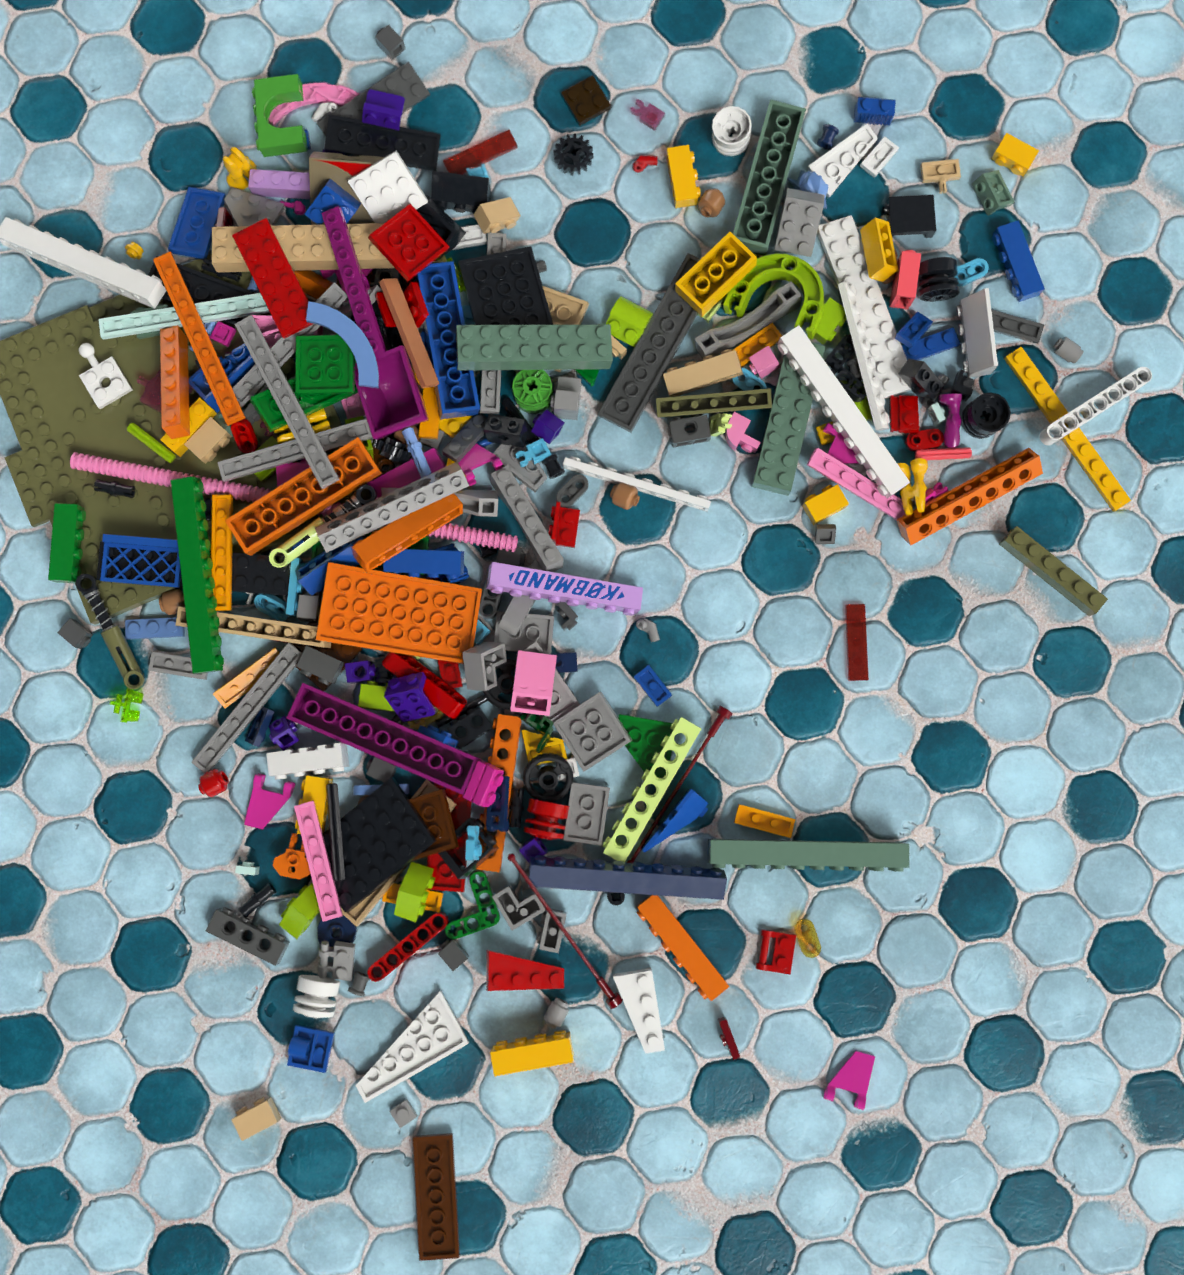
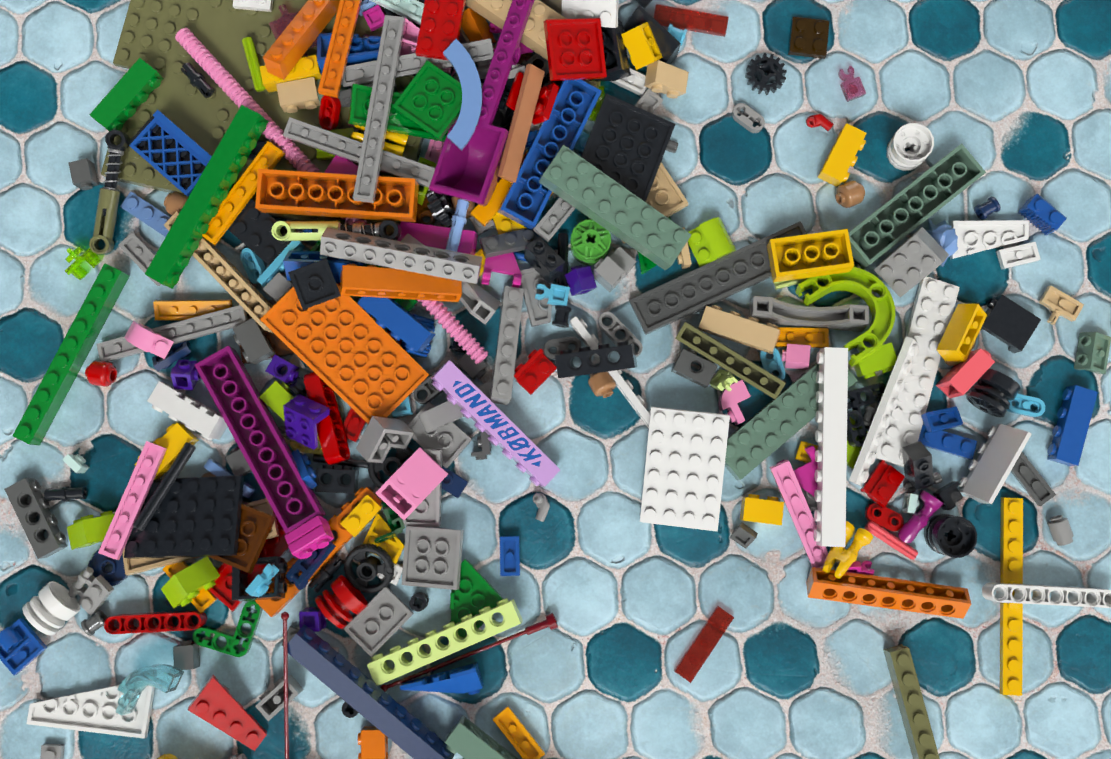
camera: 30 degrees right, 0 degrees up
(177, 785) = (71, 355): none -> green brick
(233, 725) = (148, 340): none -> bright pink brick
(265, 803) = (130, 419): dark pink flag -> none
(292, 858) = (113, 484): orange hinge -> none
(339, 579) = (314, 284): none -> black plate
(446, 981) = (159, 676): none -> clear light blue arch
(458, 202) = (641, 46): none -> yellow brick
(511, 739) = (361, 515): none -> yellow plate
(517, 912) = (260, 656): light grey brick -> none
(585, 200) = (750, 115): none -> light grey beam
(588, 503) = (565, 365): none -> black brick
(613, 773) = (420, 595): none -> black bush
(618, 453) = (616, 326): none -> light grey beam
(740, 514) = (684, 468): none -> white plate

